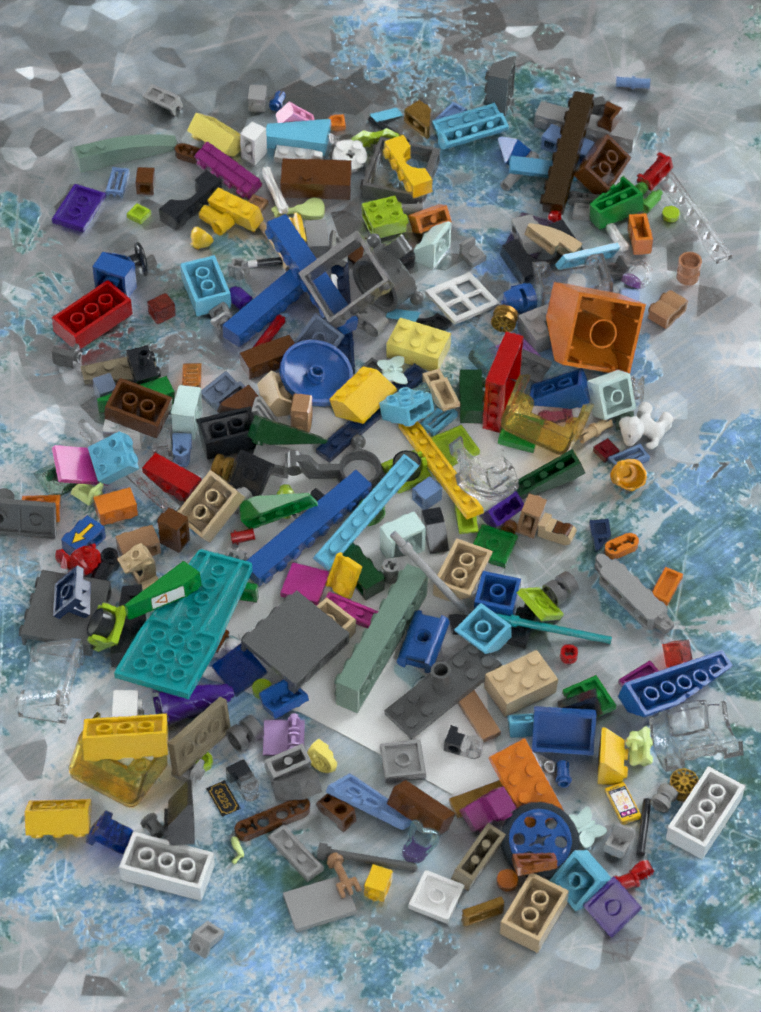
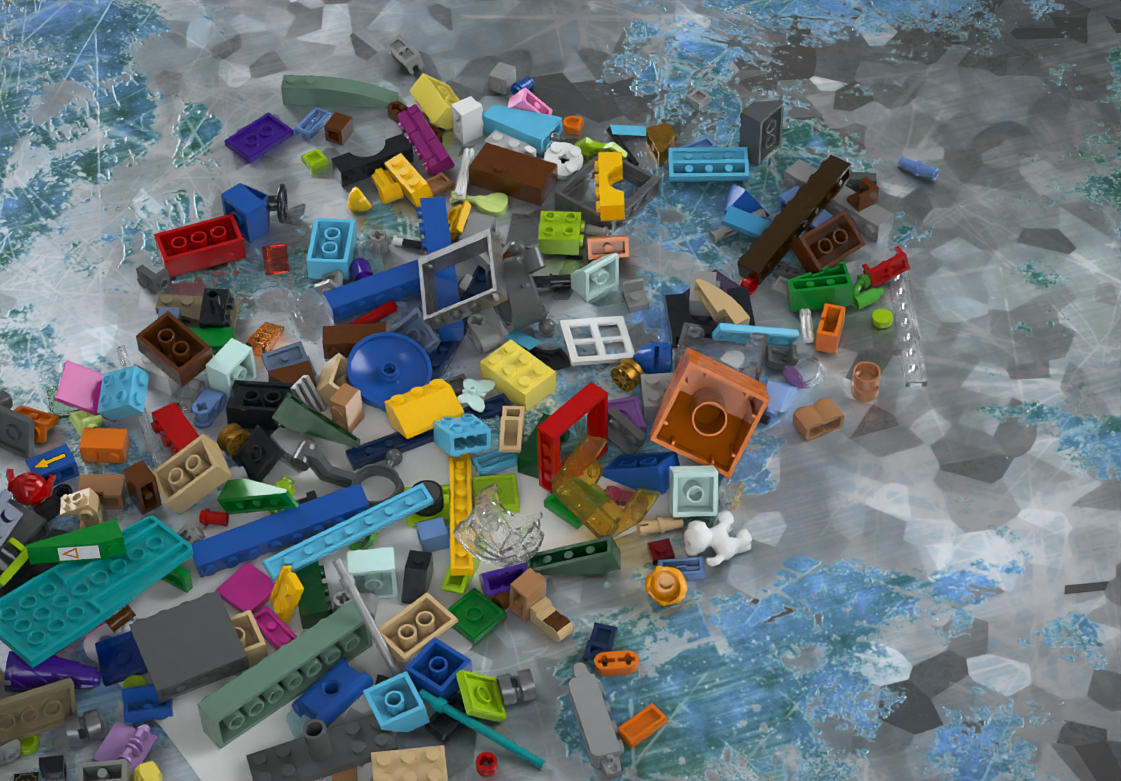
camera: 25 degrees right, 5 degrees down
(426, 72) = (698, 99): none -> light grey tile

